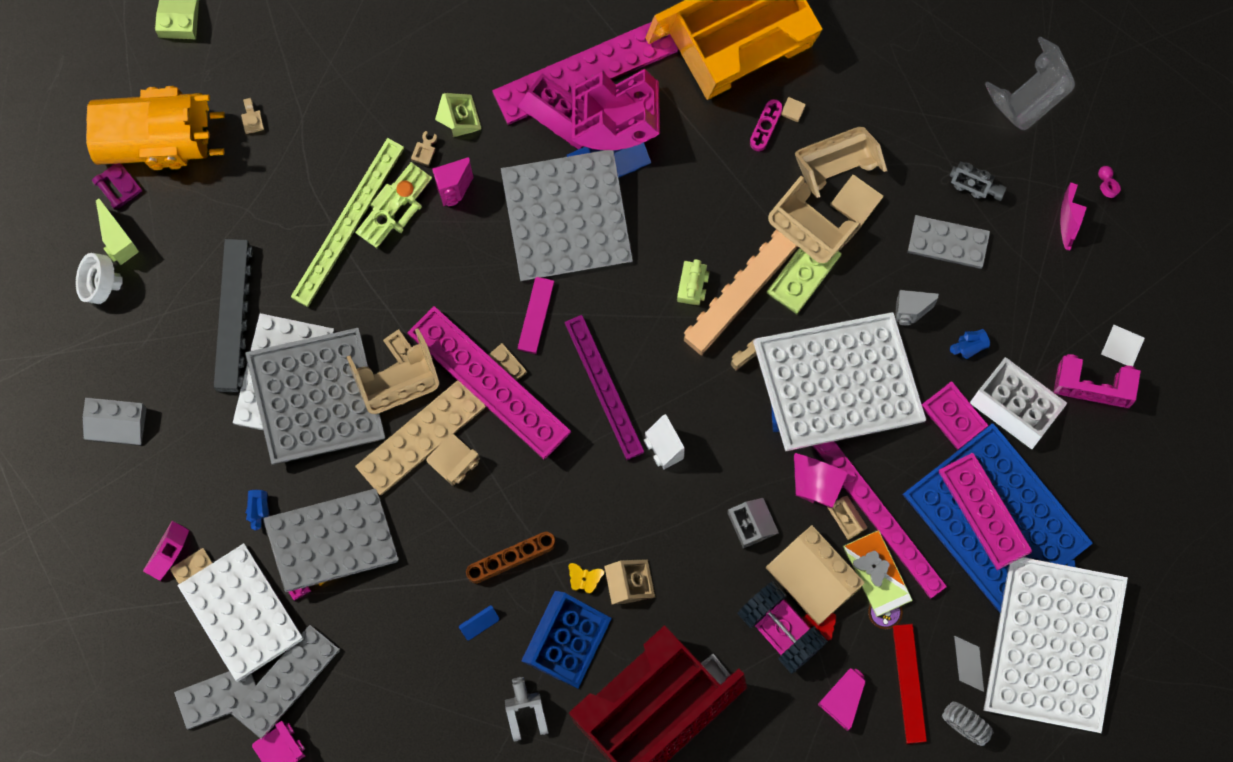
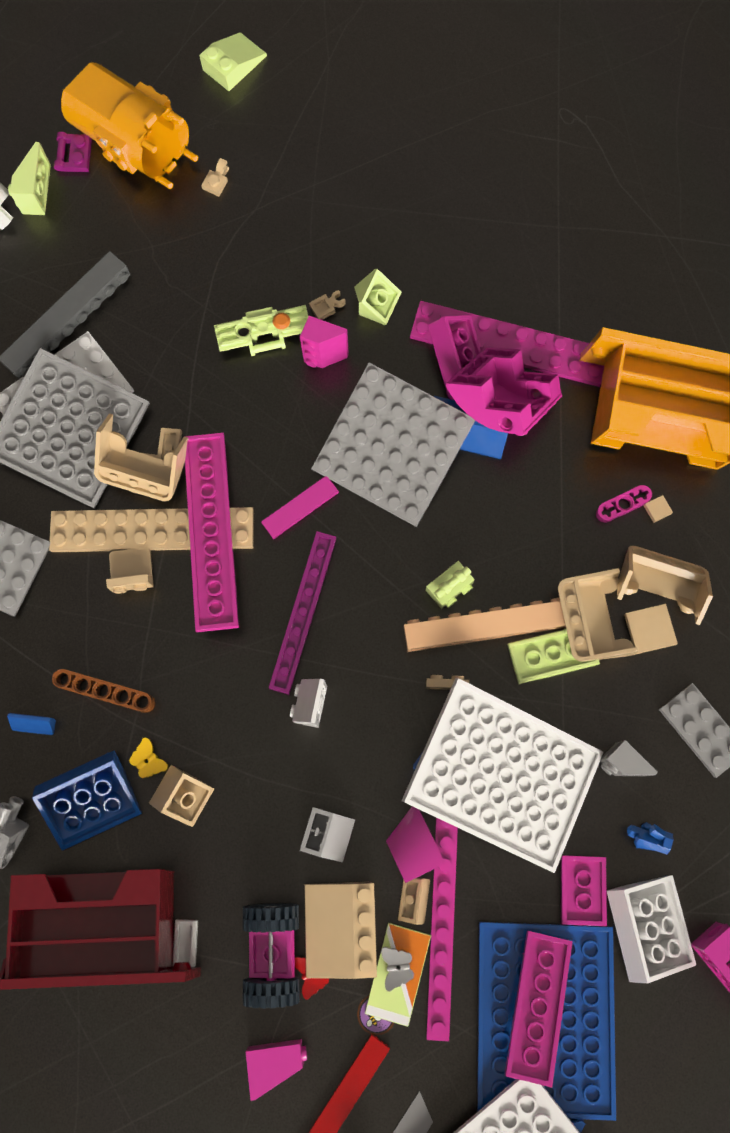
camera: 40 degrees right, 0 degrees up
(347, 222) = (216, 314): yellowish green plate -> none

